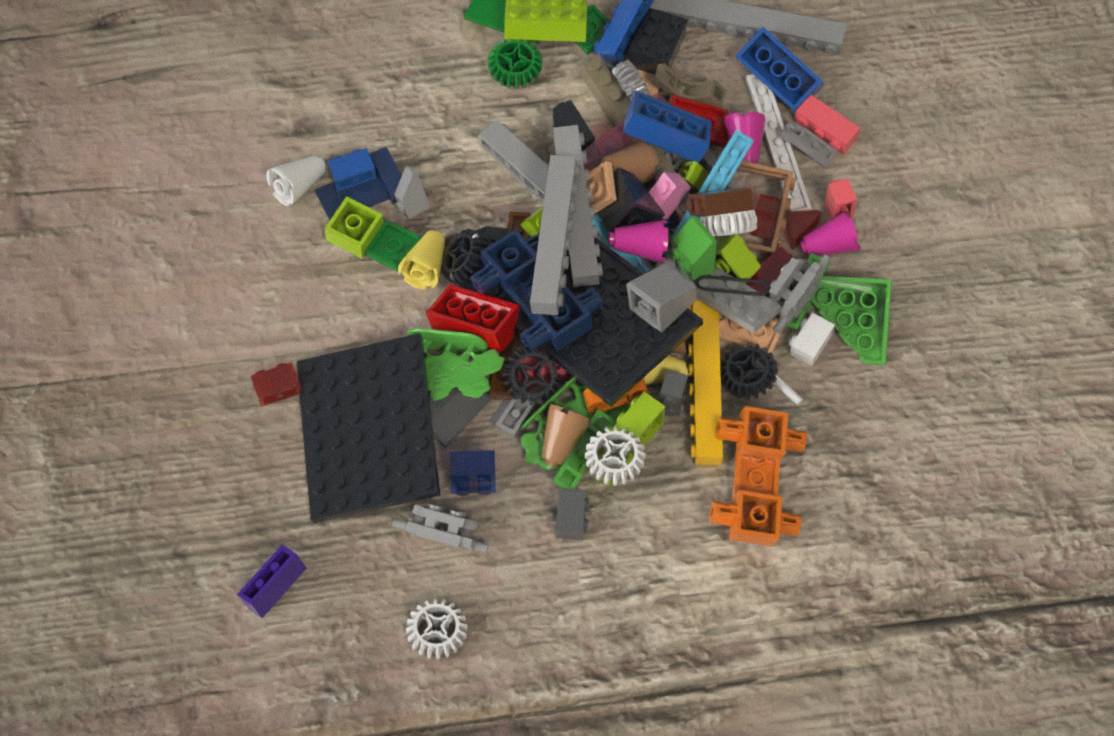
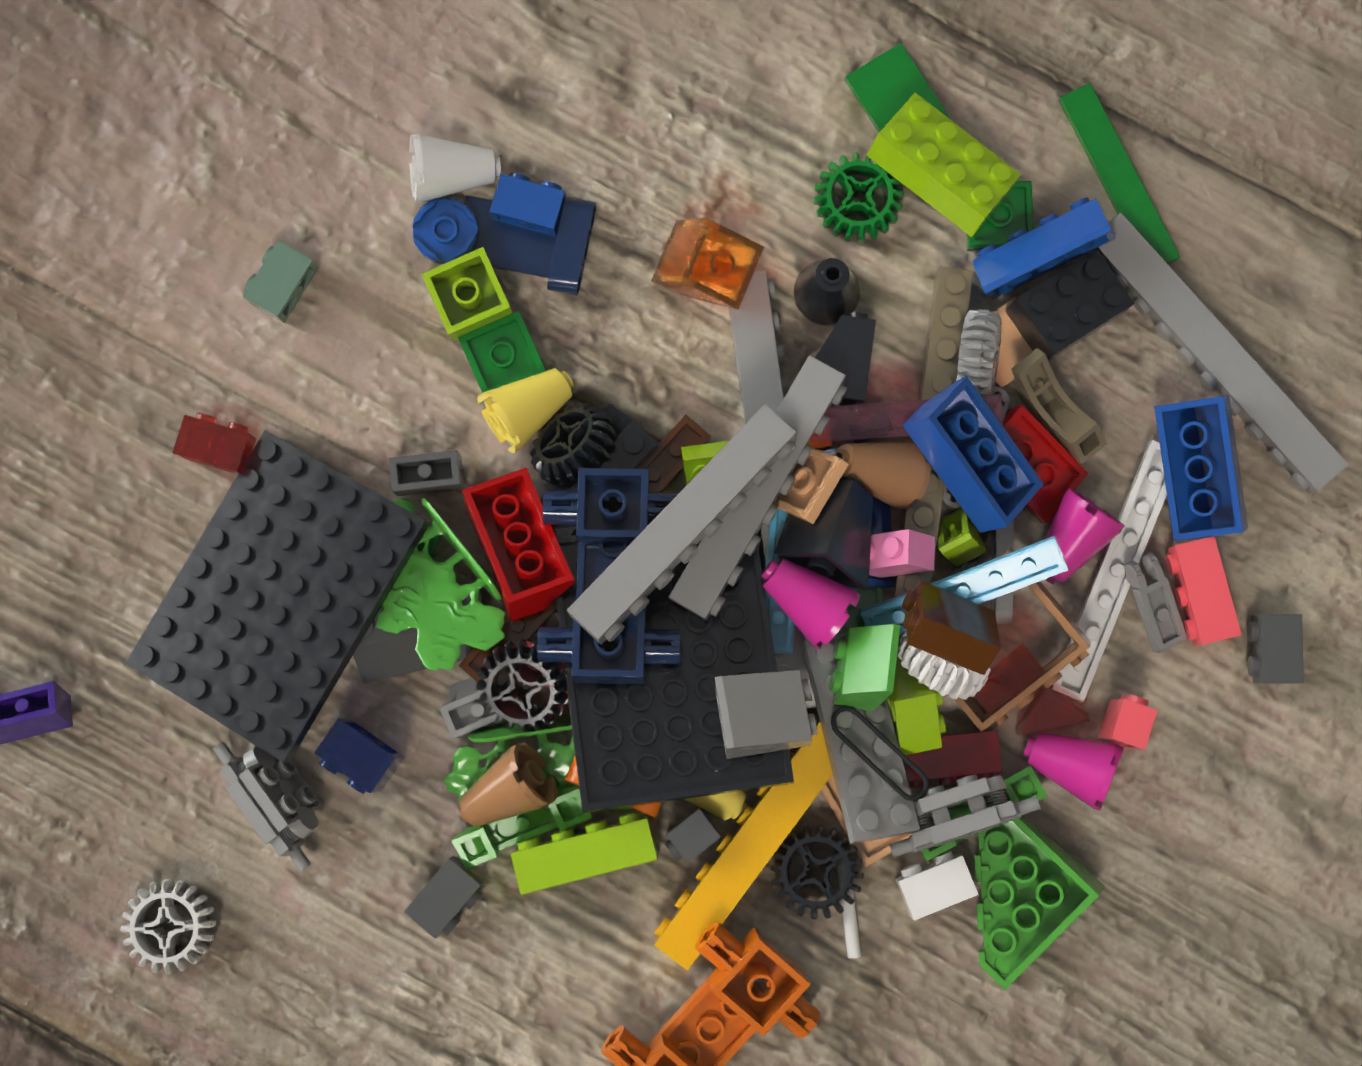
camera: 40 degrees right, 20 degrees up
(249, 286) = (280, 281): none -> sand green brick
(315, 210) = (445, 230): none -> blue tile
(400, 320) = (426, 473): none -> dark grey brick
(410, 194) = (571, 301): light grey slope -> none
(464, 132) = (707, 262): none -> clear orange slope
(533, 110) = (826, 291): none -> black cone
(626, 444) = (503, 887): white gear -> none
(882, 126) = (1276, 648): none -> dark grey brick

